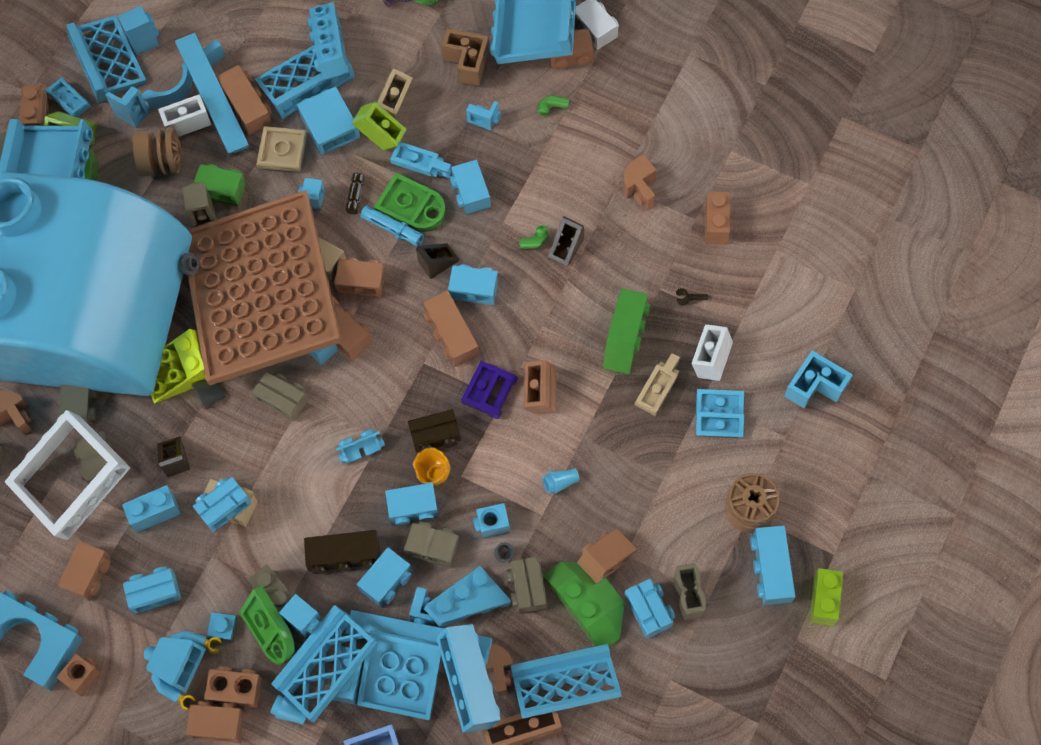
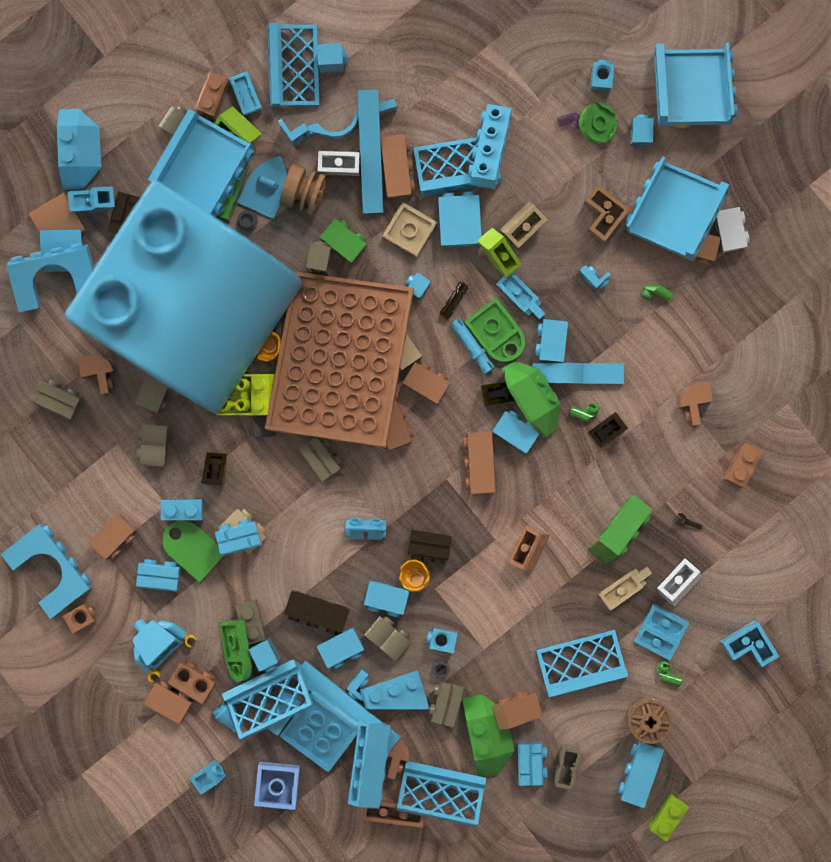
camera: 20 degrees right, 20 degrees up
(91, 495) = (168, 467): white window -> none
(120, 169) = (265, 187): none -> medium azure shield
(181, 547) = (193, 550): none -> bright green tile
(183, 311) = (270, 349): none -> light orange hair
(188, 264) = (290, 312): dark grey plate -> none
(222, 626) = (201, 627): medium azure plate -> none
(480, 241) = (533, 396): none -> bright green wedge
(482, 386) = (483, 524): dark purple plate -> none
(516, 204) = (582, 373): none -> medium azure piece
(559, 480) = (509, 630): medium azure cone -> none
(662, 499) = (586, 681): none -> medium azure fence
(746, 454) = (666, 676): none -> bright green arm

